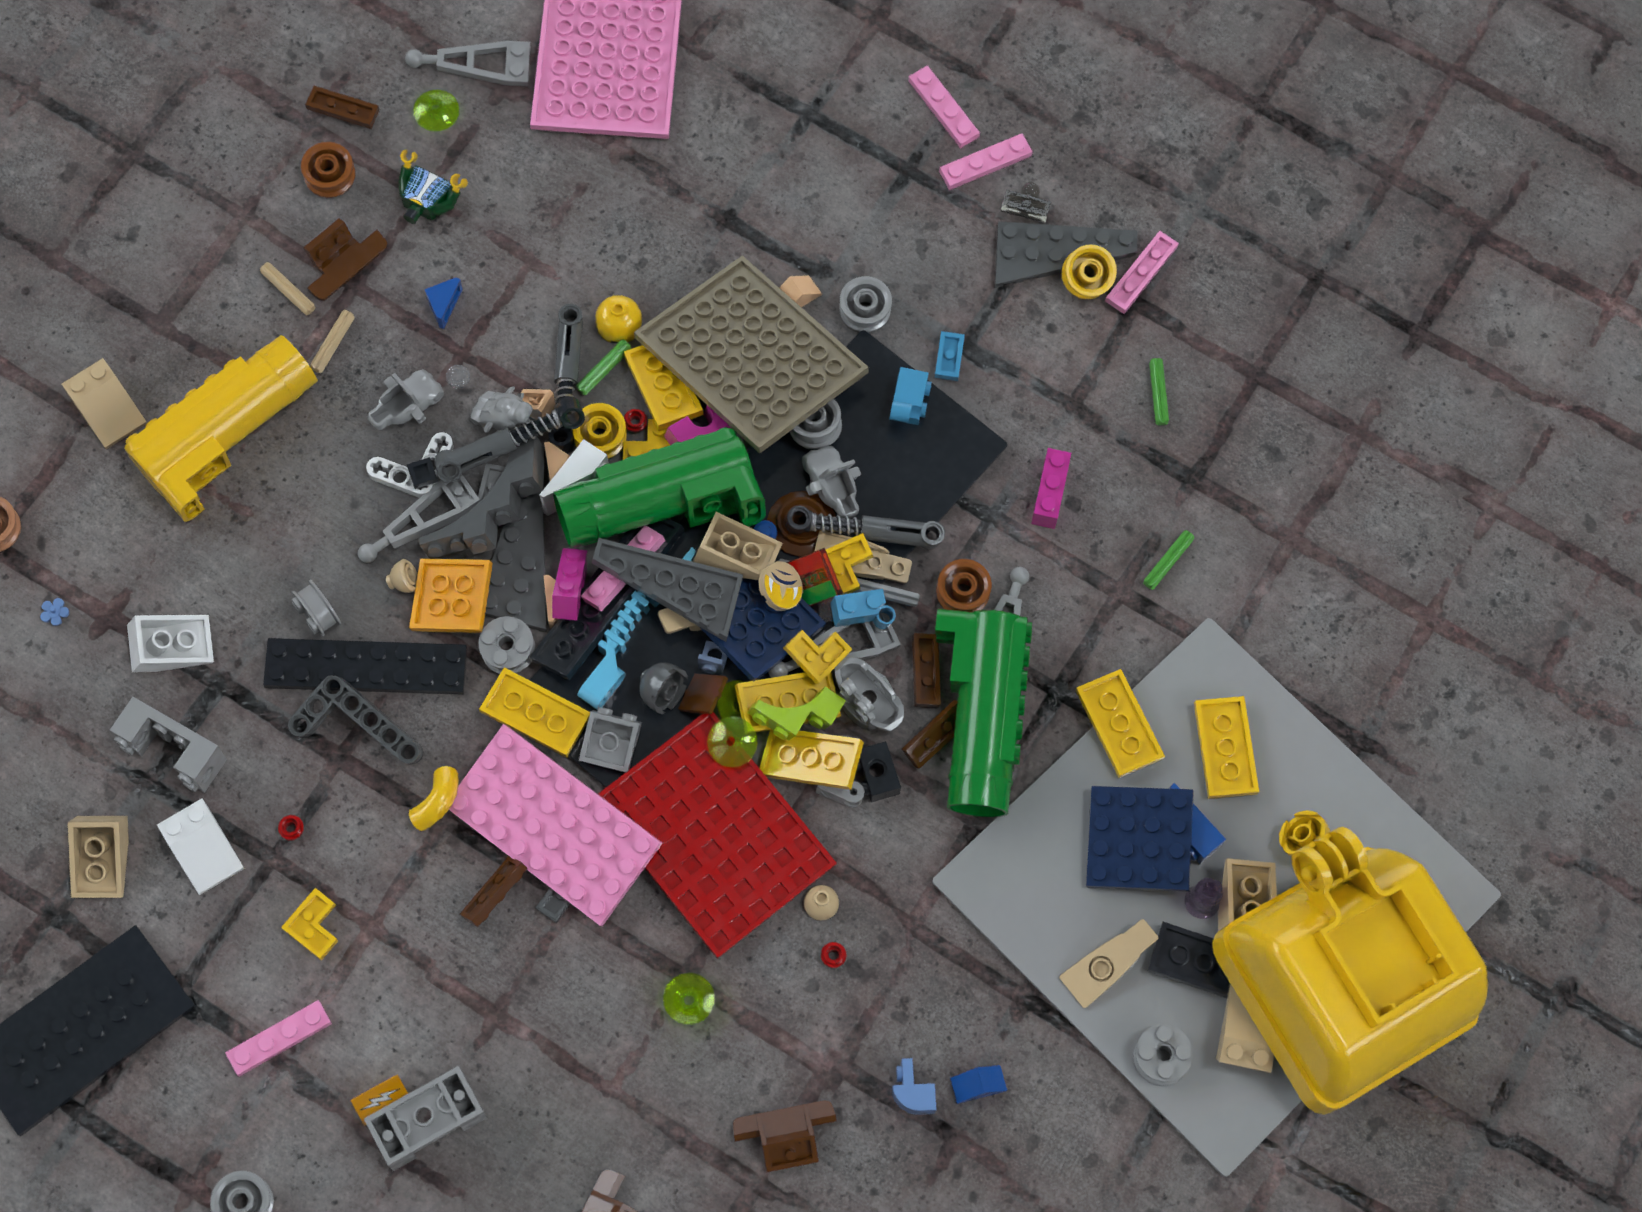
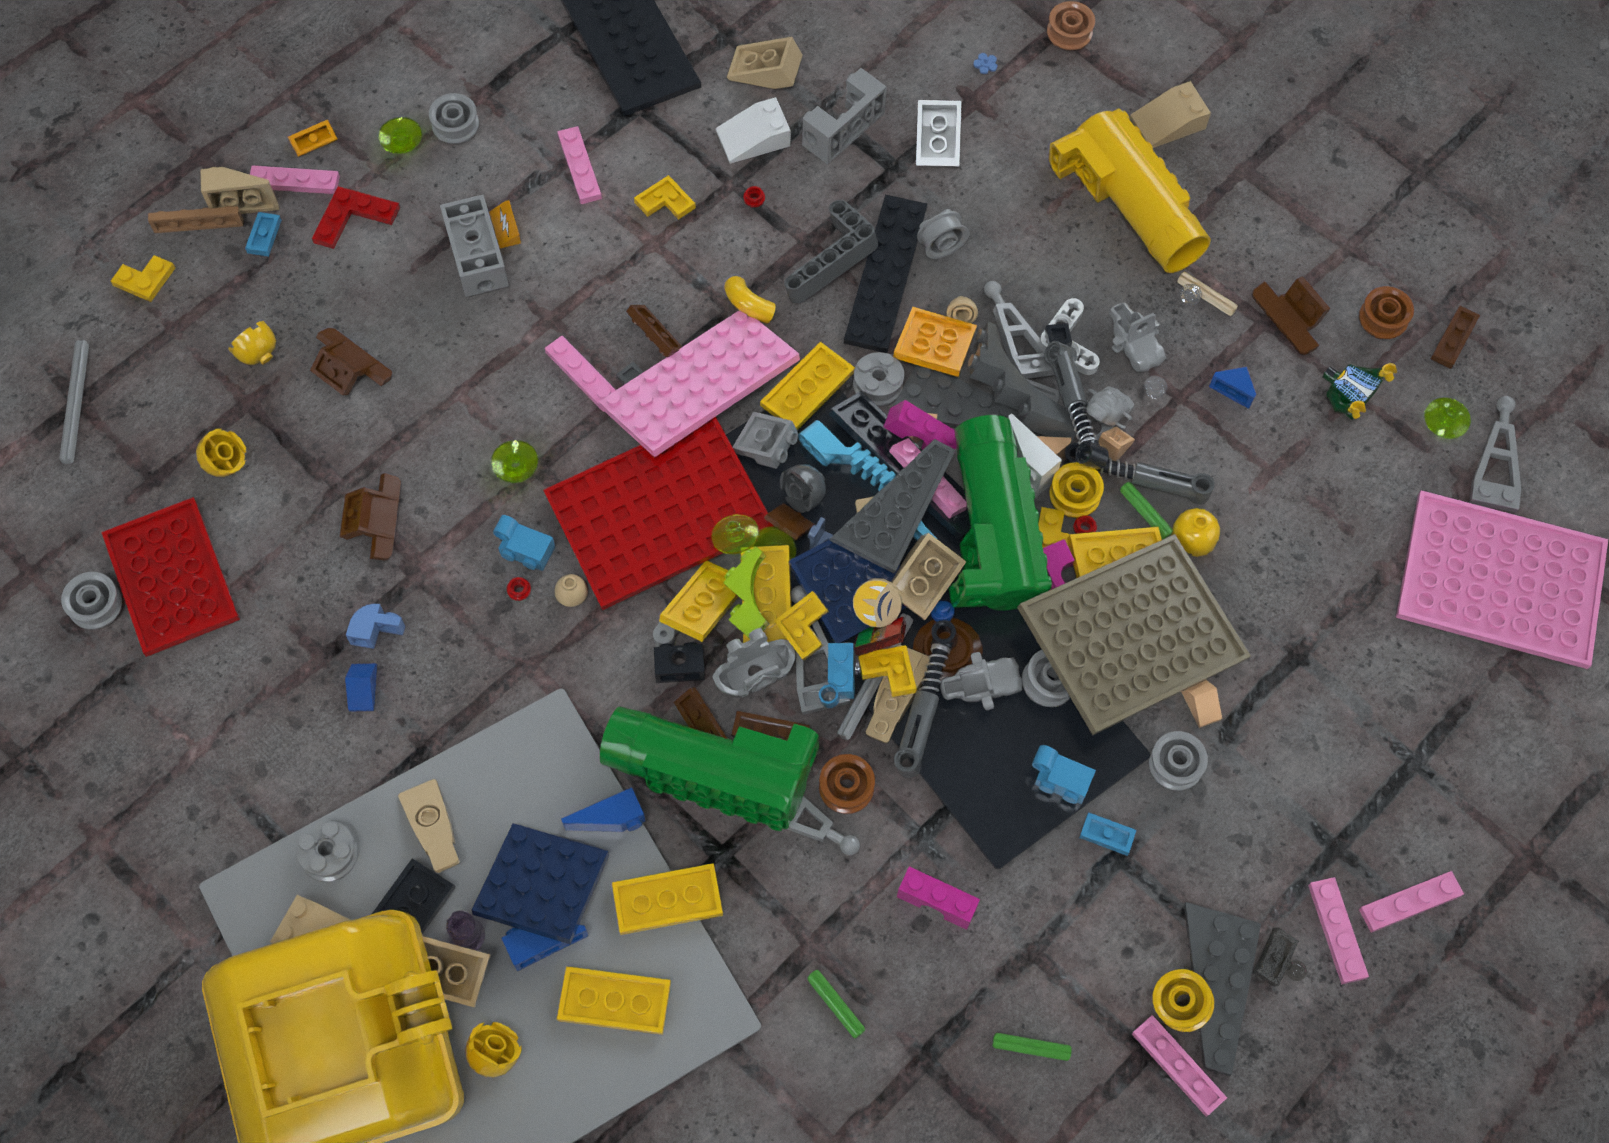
camera: 105 degrees right, 5 degrees down
(287, 288) = (1266, 267): tan axle -> none
(338, 355) = (1190, 294): none -> clear plate
(559, 960) = (579, 370): none -> bright pink plate
(785, 960) = (523, 543): none -> dark azure hinge
(1052, 791) = (612, 814): none -> blue slope

